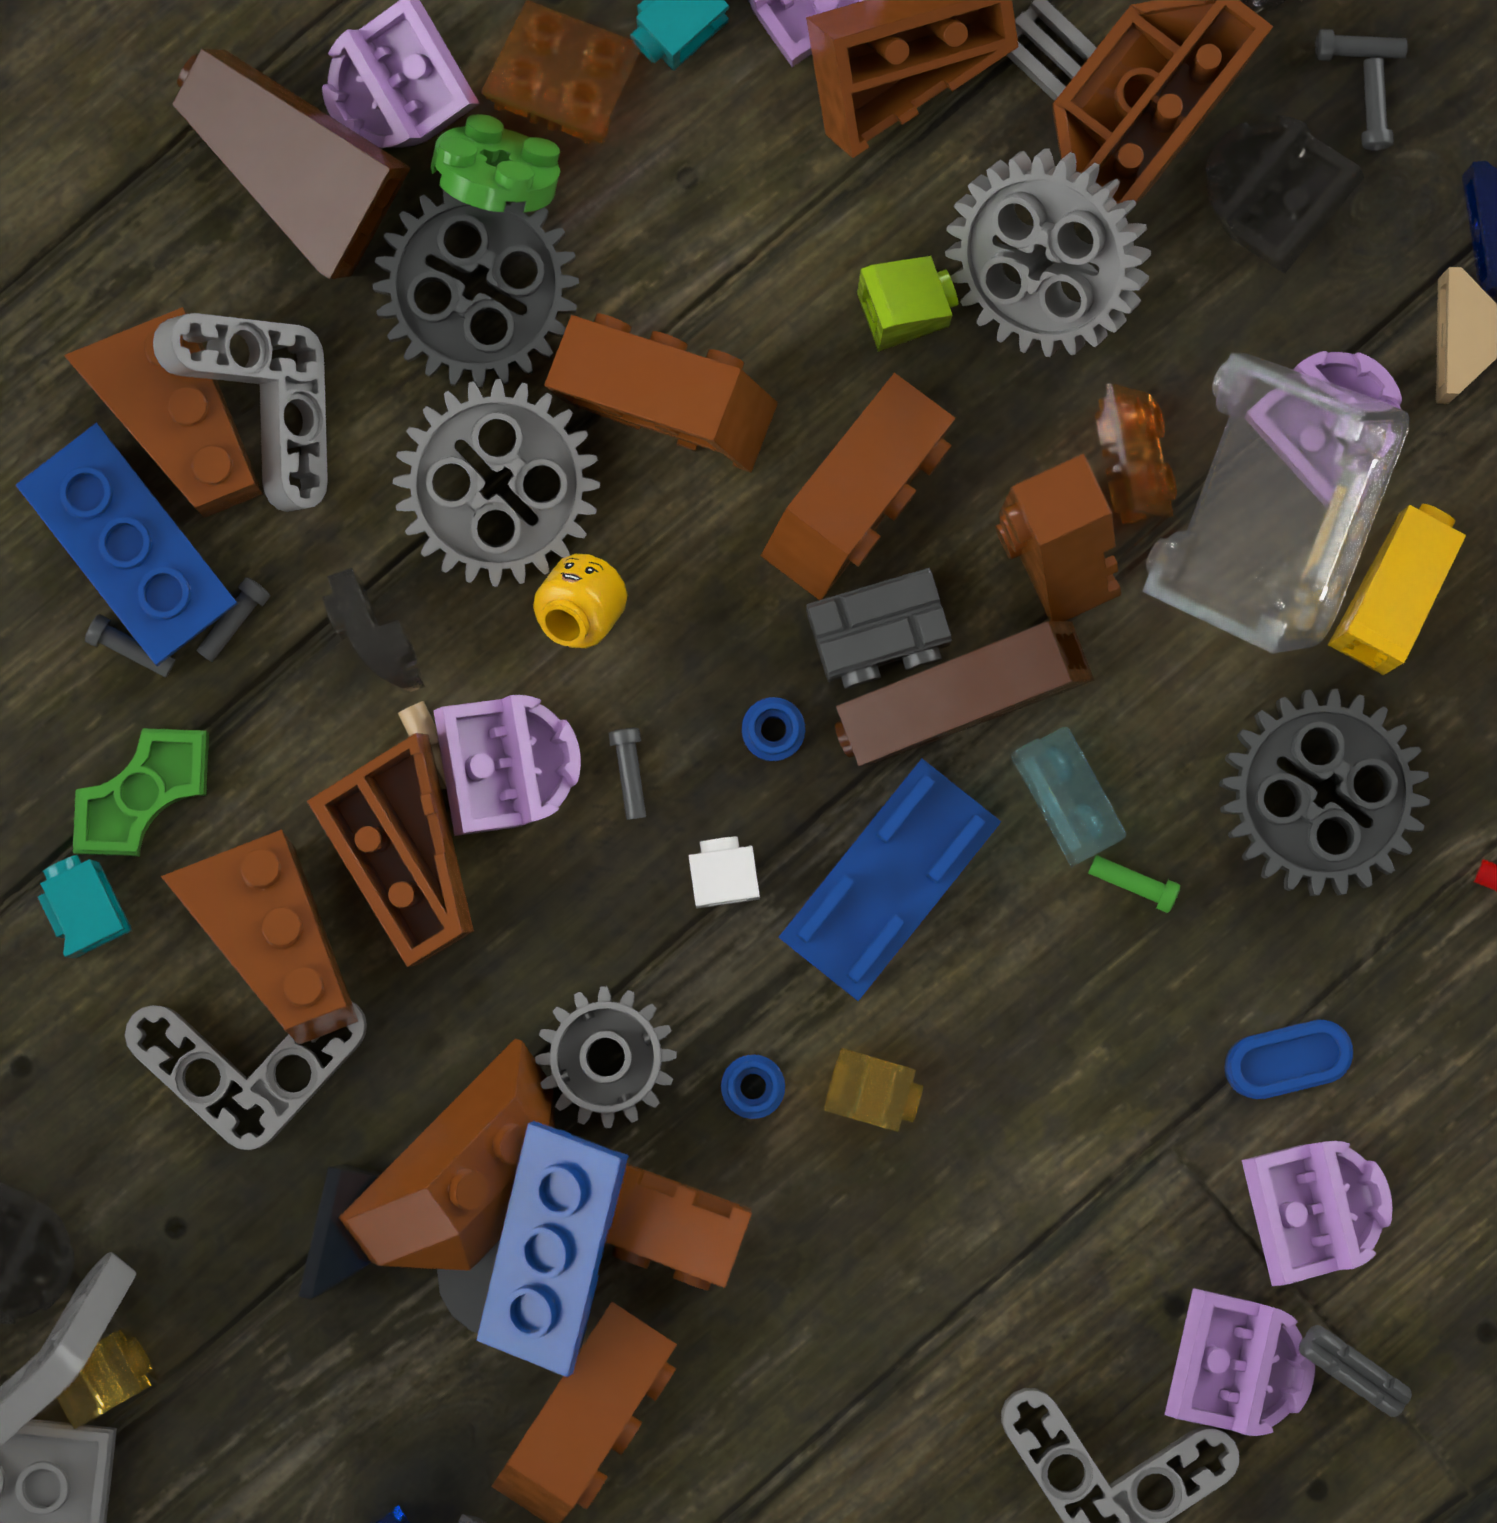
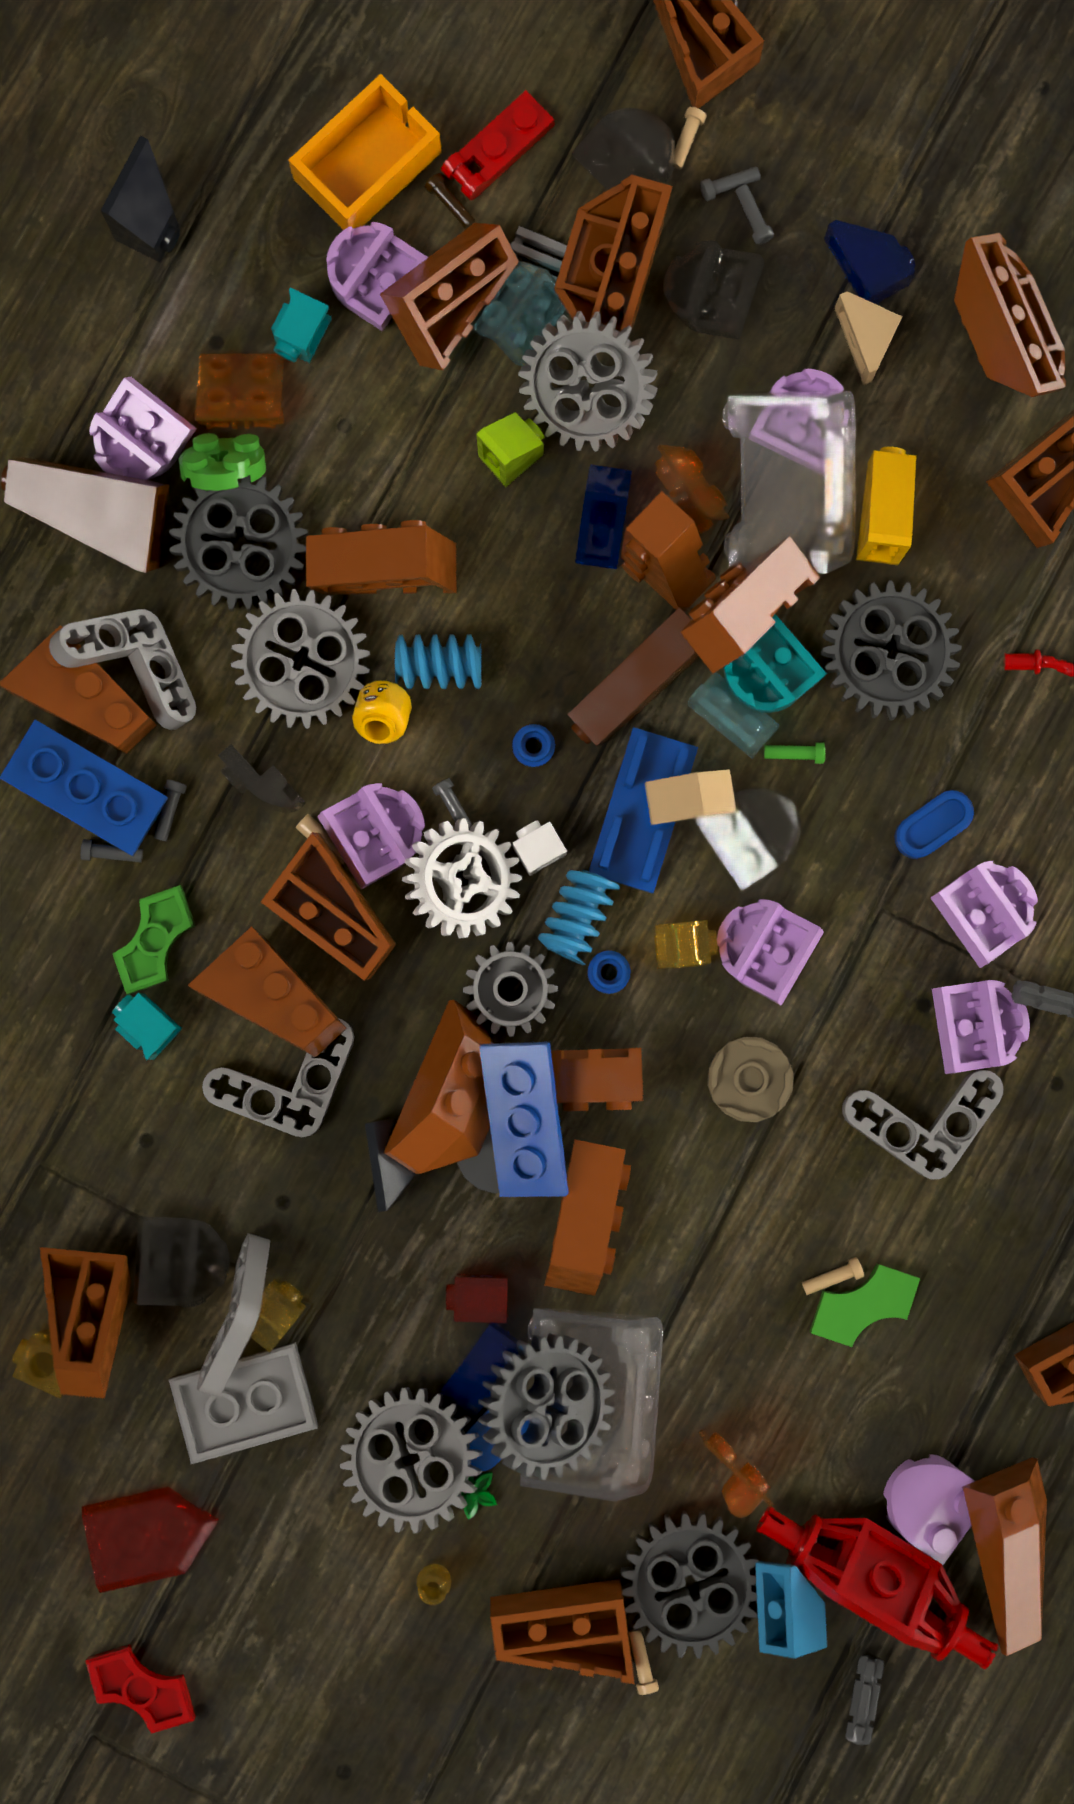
camera: 20 degrees left, 0 degrees up
(392, 1468) = (478, 1298): none -> clear red brick
(581, 894) = (454, 894): none -> white gear
(686, 561) = (438, 662): none -> dark azure piece
(740, 990) = (577, 914): none -> dark azure piece
(858, 486) = (526, 574): dark orange wedge -> none
(879, 627) = (574, 656): dark grey brick -> none
(890, 1314) = (750, 1079): none -> dark tan tile
(960, 889) = (690, 796): none -> tan slope
(985, 1139) = (766, 947): none -> lavender slope
(995, 115) = (521, 310): none -> clear light blue bracket
(996, 447) = (603, 516): none -> clear blue slope
(1030, 970) = (756, 836): none -> clear smoke slope
(1141, 650) = (744, 602): none -> wedge
(1145, 749) = (773, 671): none -> teal slope

